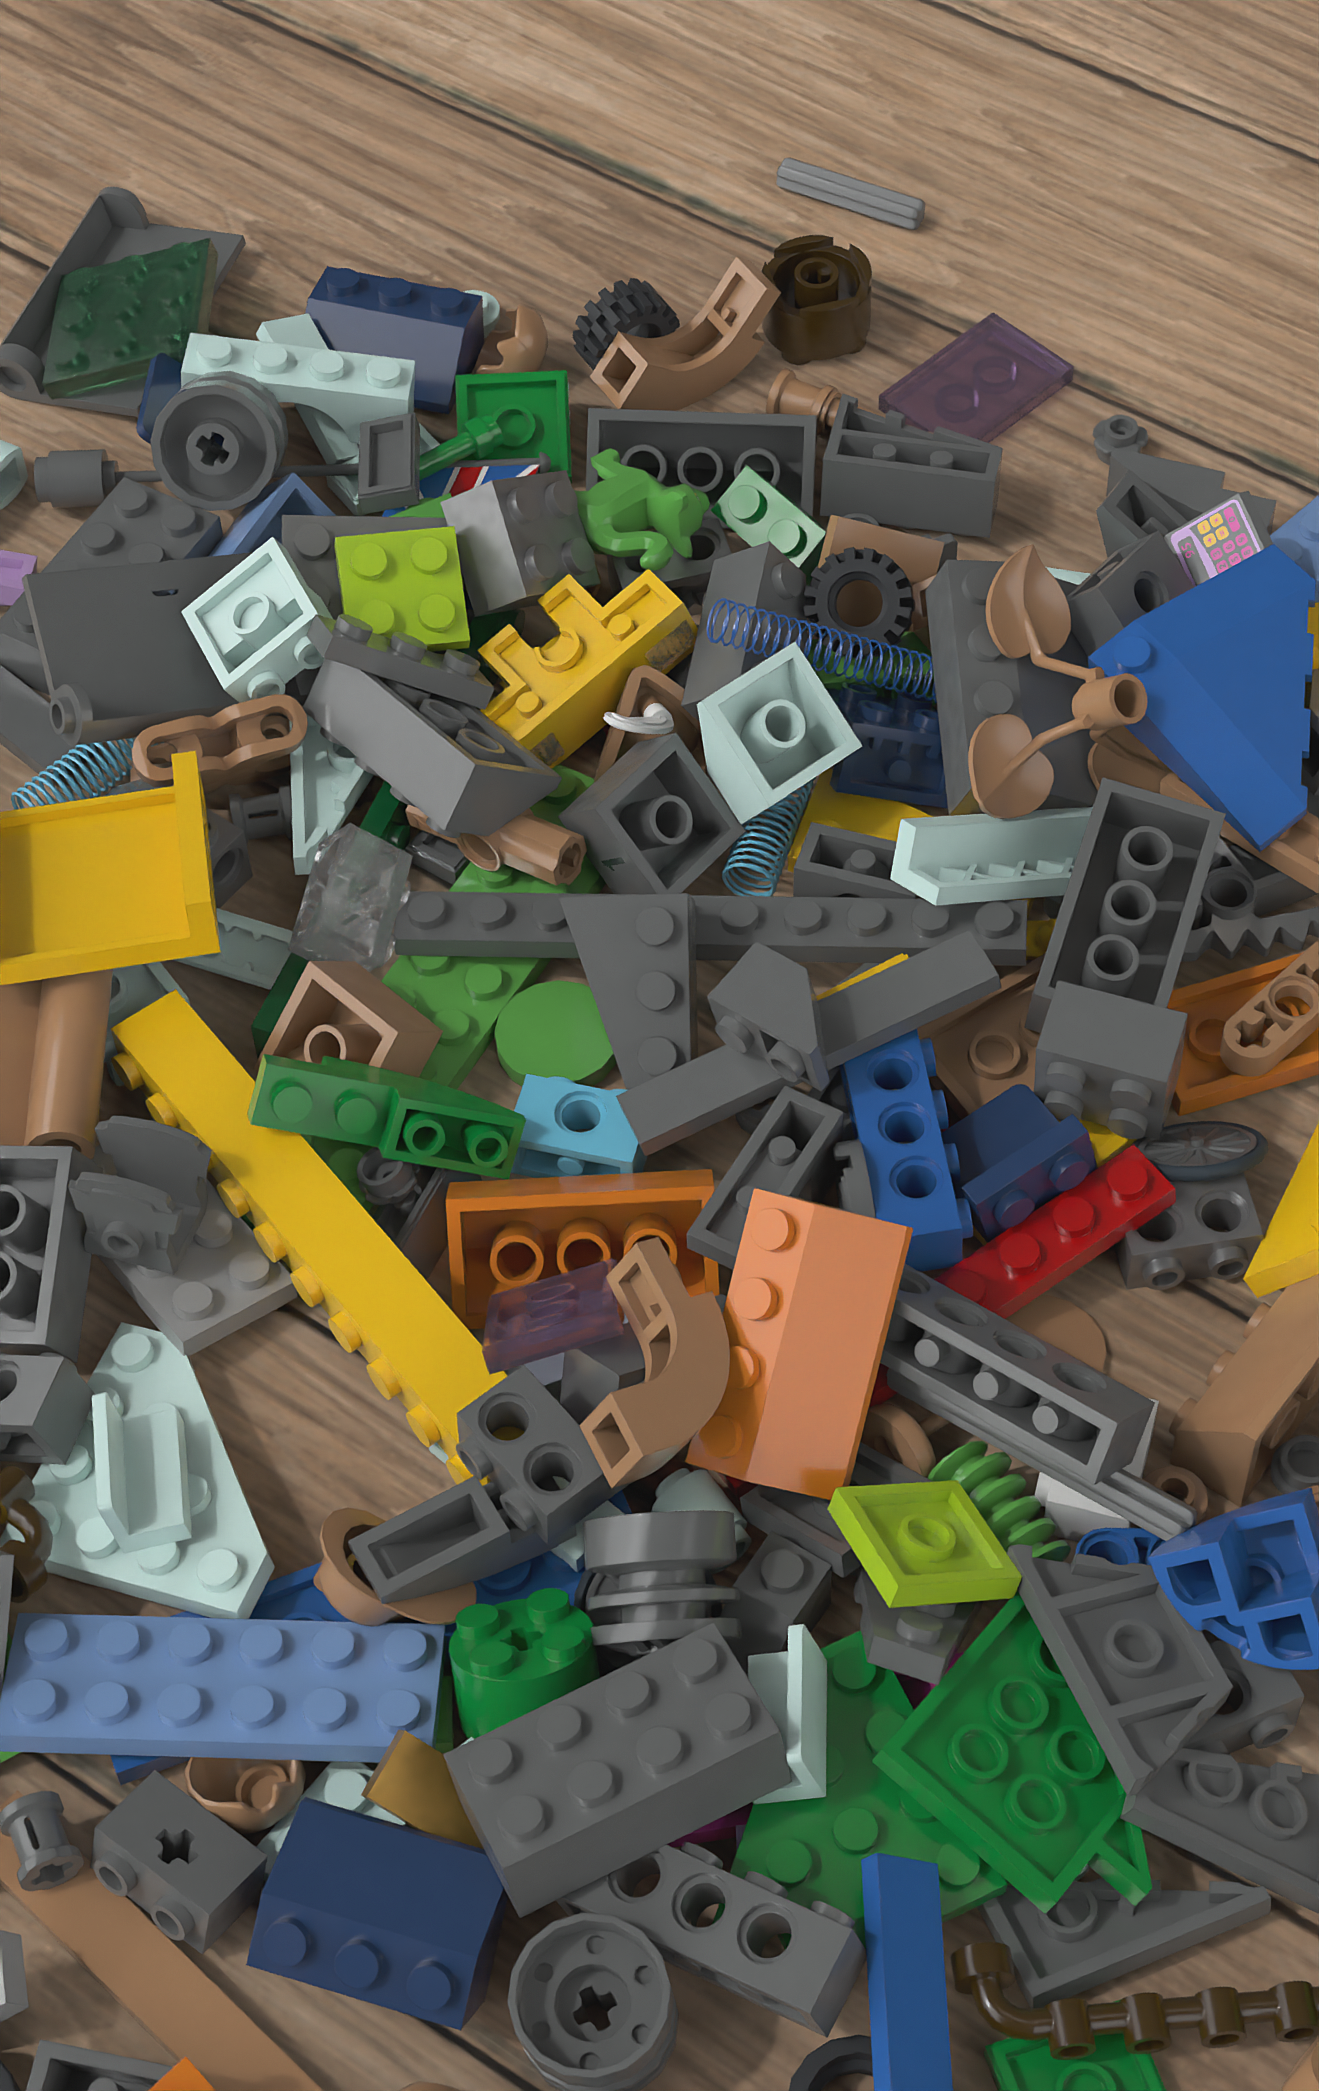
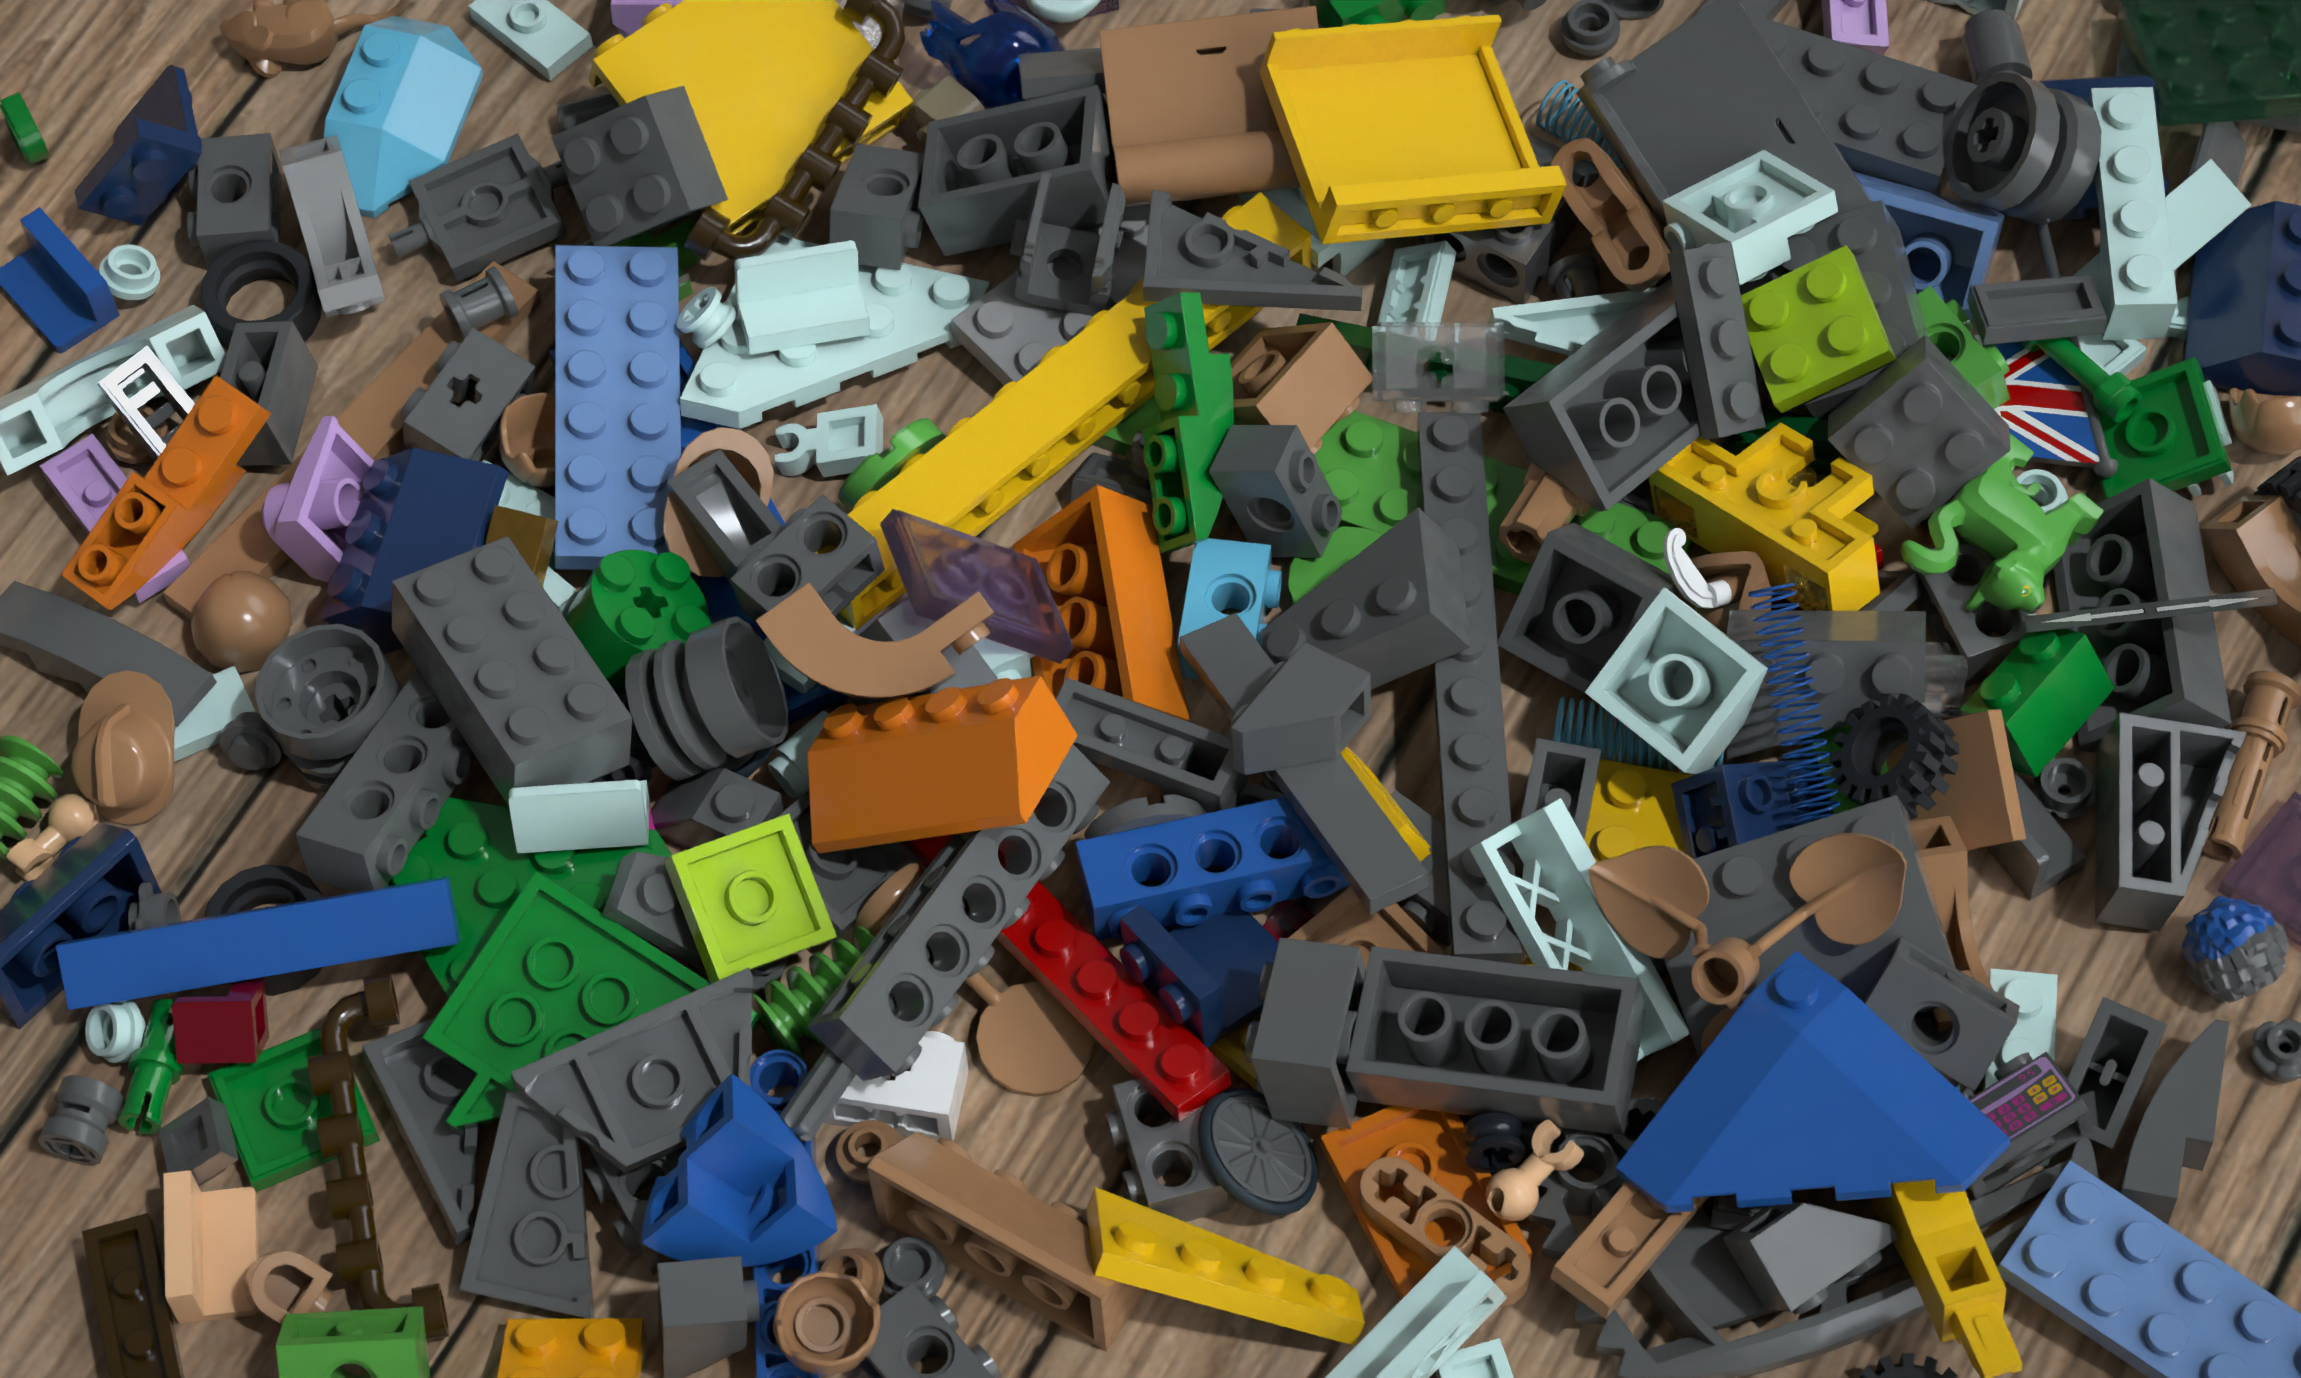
camera: 85 degrees right, 5 degrees up
(142, 1567) = (706, 317): none -> light aqua bush
(206, 1063) = (1232, 265): none -> dark grey wing
(299, 1475) = (836, 445): none -> light aqua plate
(316, 2027) = (317, 506): none -> lavender slope
(369, 1406) = (881, 468): none -> bright green tile
(471, 1049) = (1276, 489): none -> dark grey brick
(732, 419) = (2151, 610): none -> dark grey sticker
(1038, 444) = (2234, 949): none -> piece
(1208, 955) = (1493, 1142): none -> black bush
(1252, 939) = (1519, 1186): none -> light nougat arm

